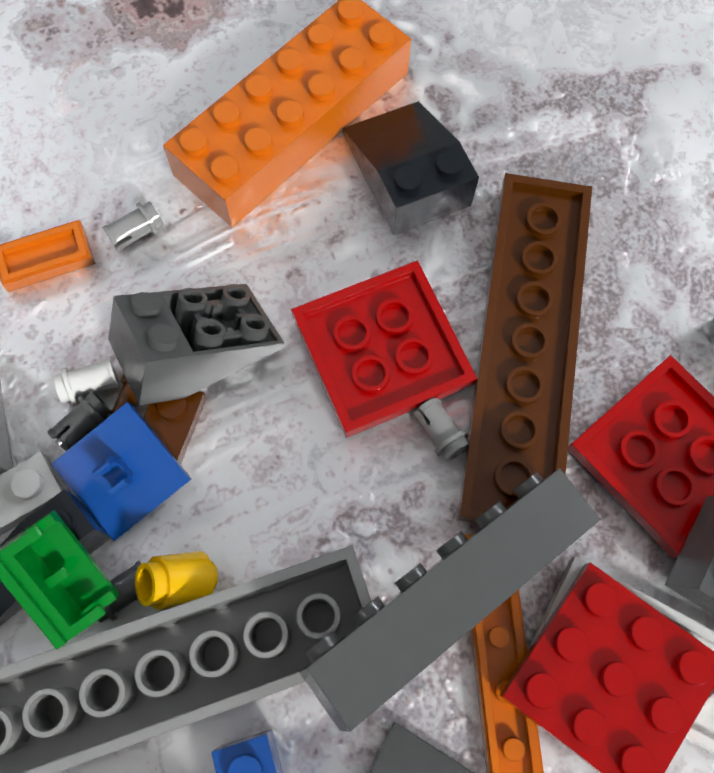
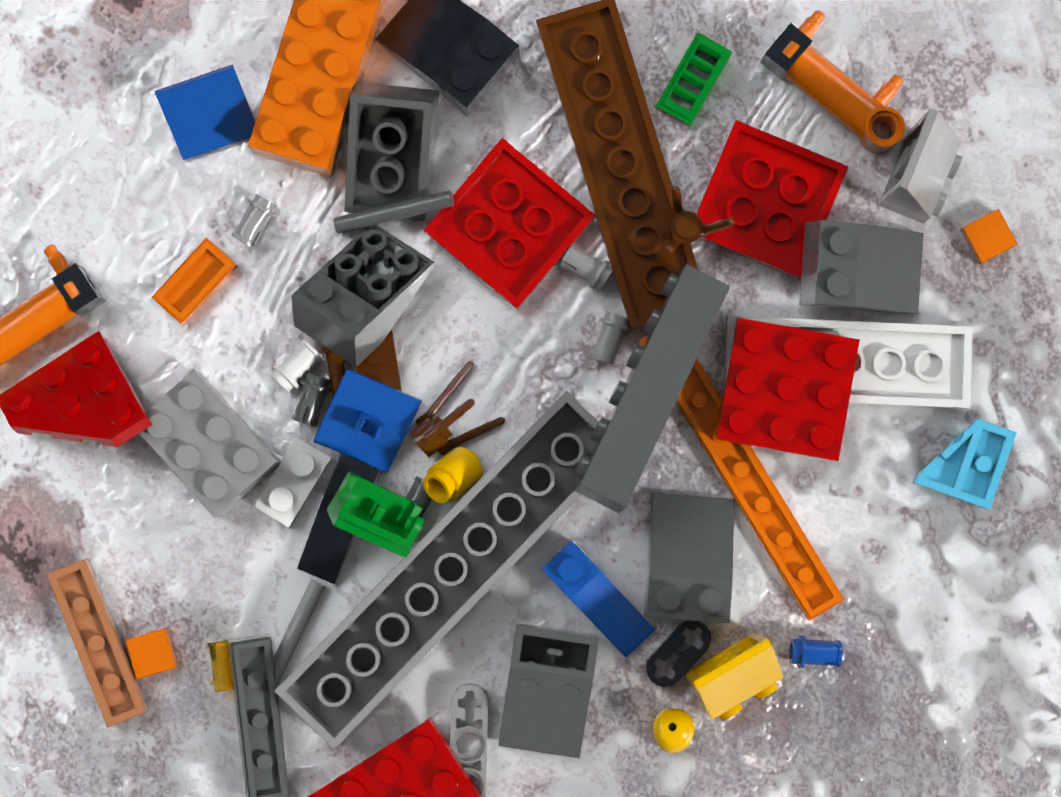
camera: 25 degrees left, 15 degrees up
(144, 105) = (206, 112): none -> blue piece
(185, 520) = (433, 434): none -> reddish brown plant
(273, 279) = (394, 211): none -> dark grey bar
(300, 223) = (389, 145): none -> dark grey slope
(431, 515) = (609, 337): none -> light grey pin
(575, 433) = (687, 226): none -> reddish brown plant
(661, 278) = (709, 48): none -> green slope

